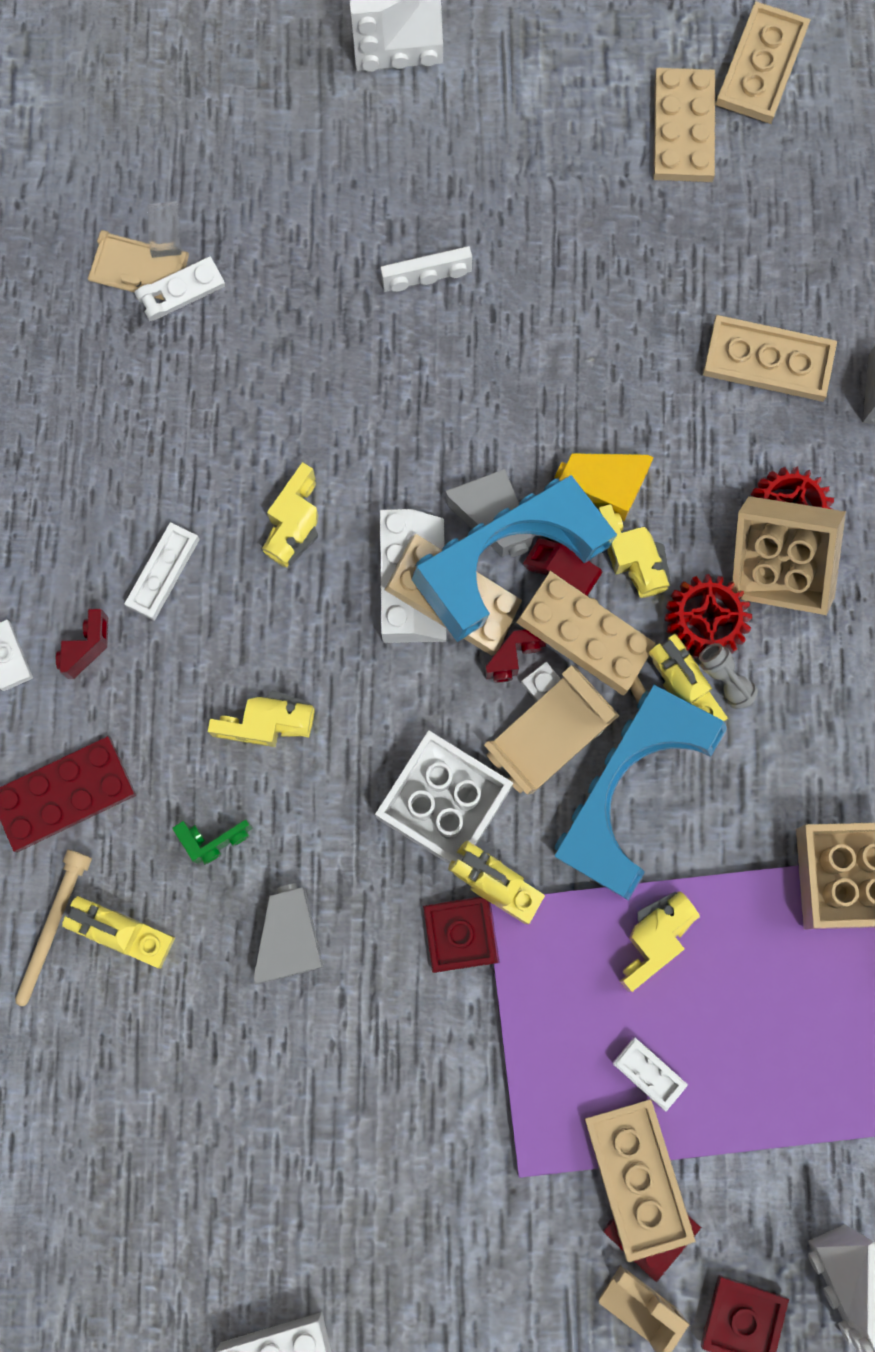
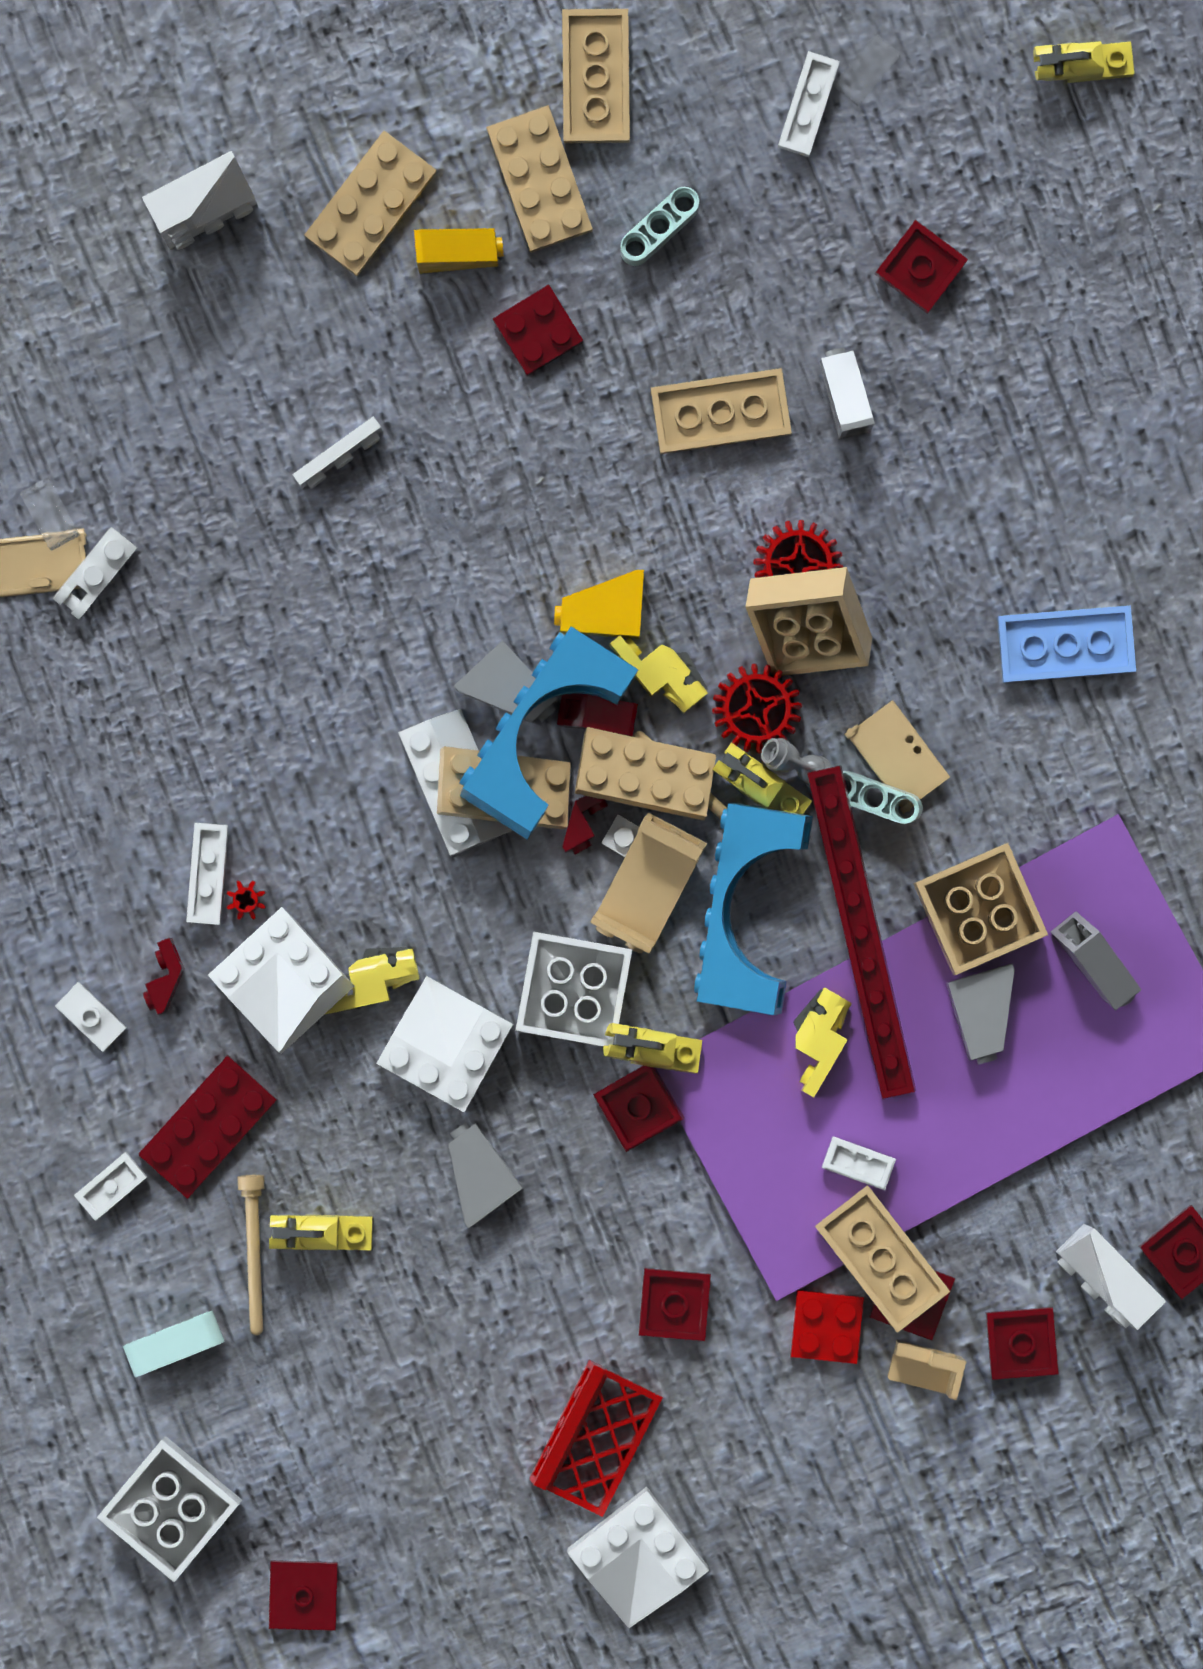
camera: 25 degrees left, 10 degrees up
(182, 685) = (281, 980): none -> white slope
(189, 599) = (238, 904): none -> red gear
(192, 841) = (351, 1119): green bracket -> none
(265, 1227) = (569, 1426): none -> red fence
(293, 518) = (316, 771): light yellow plate -> none
(306, 804) = (445, 1044): none -> white slope
(420, 1140) = (674, 1304): none -> dark red plate
(536, 93) = (370, 203): none -> tan plate
(558, 1224) = (827, 1326): none -> red plate
(592, 144) = (456, 249): none -> yellow slope
(636, 239) = (538, 330): none -> dark red plate
(733, 856) = (861, 931): none -> dark red plate
(781, 182) = (667, 211): none -> light aqua beam
(782, 720) = (891, 798): none -> light aqua beam
(819, 712) = (890, 749): none -> tan door
(822, 974) = (982, 1011): none -> light grey slope

